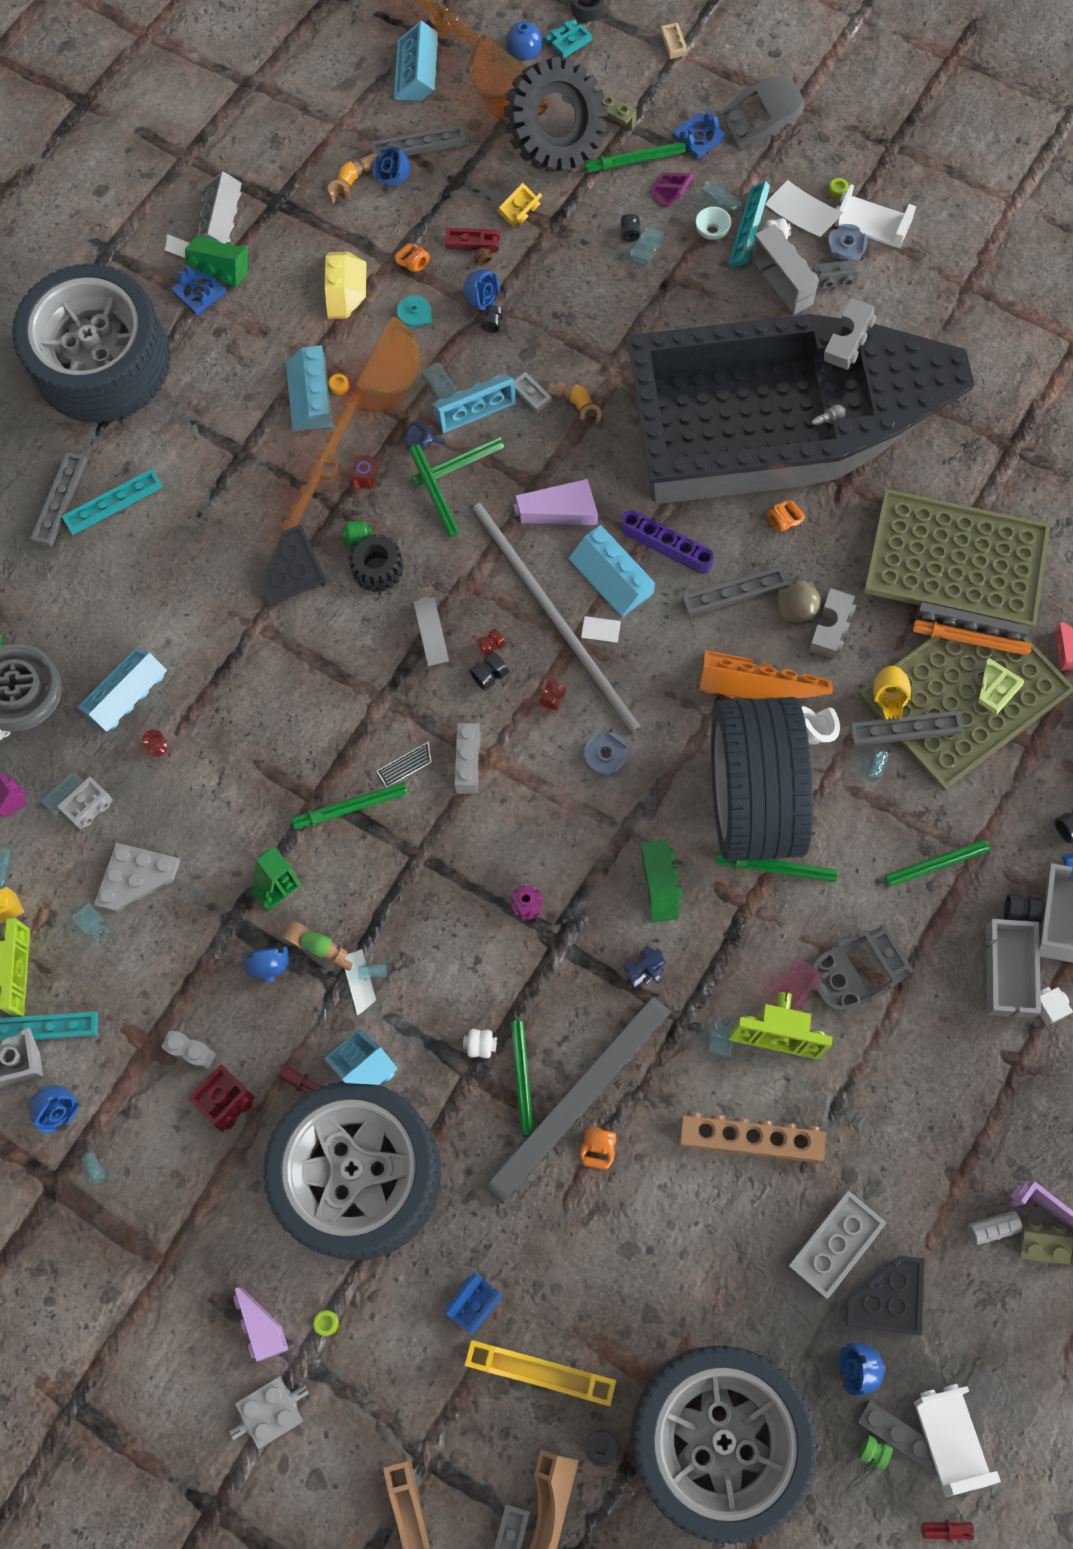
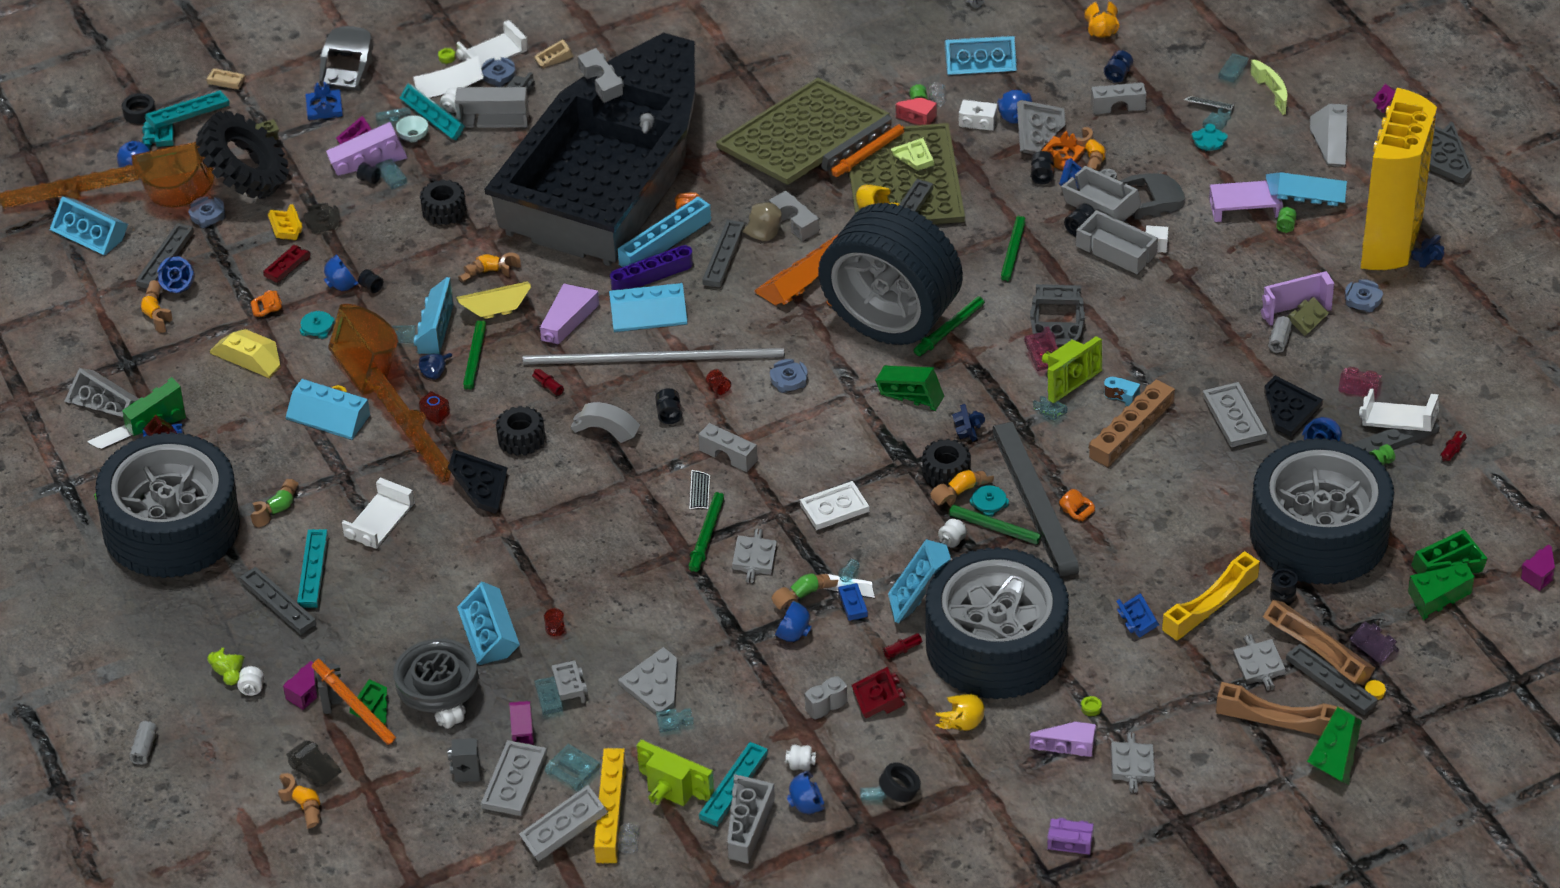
camera: 60 degrees left, 25 degrees down
(99, 1072) = (800, 757): none -> white piece
(117, 1206) = (904, 774): none -> black tyre
(131, 1404) = (1070, 836): none -> medium lavender brick
(174, 424) = (274, 505): none -> piece
(190, 280) = (159, 426): none -> clear red brick
(206, 514) = (380, 514): none -> white panel
(238, 1203) = (965, 714): none -> yellow helmet
(273, 879) = (733, 584): green wedge -> none
(333, 999) = (852, 601): none -> blue plate
(345, 868) = (754, 555): none -> light grey plate
(354, 531) = (483, 432): green head -> none
(434, 491) = (489, 373): green axle -> none
(453, 904) = (834, 505): none -> white plate
(460, 545) = (548, 382): none -> dark red axle
(483, 256) = (308, 263): reddish brown plate -> none
(484, 1475) = (1259, 662): none -> light grey plate
(491, 642) = (645, 397): clear red wheel -> none
(494, 145) = (214, 207): none -> sand blue plate
(529, 432) = (496, 300): none -> light yellow wedge
(529, 909) = (867, 462): magenta brick -> none
(532, 392) = (462, 286): light grey plate -> none
(546, 1013) = (959, 484): none -> piece
(551, 238) = (317, 224): none -> clear smoke plate
(554, 1051) = (989, 500): none -> teal piece
(565, 963) = (944, 461): none -> black tyre
(601, 629) = (686, 338): white sticker -> none
(606, 38) = (187, 109): none -> teal plate
(631, 297) = (443, 202): none -> black tyre
(634, 157) = (296, 162): green axle -> none
(656, 208) = (369, 148): none -> lavender wedge
(719, 524) = (666, 232): none -> medium azure brick
(795, 1094) = (1121, 389): none -> medium azure leg
(915, 281) = (559, 52): none -> tan slope
(981, 1362) = (1359, 382): none -> clear pink bracket

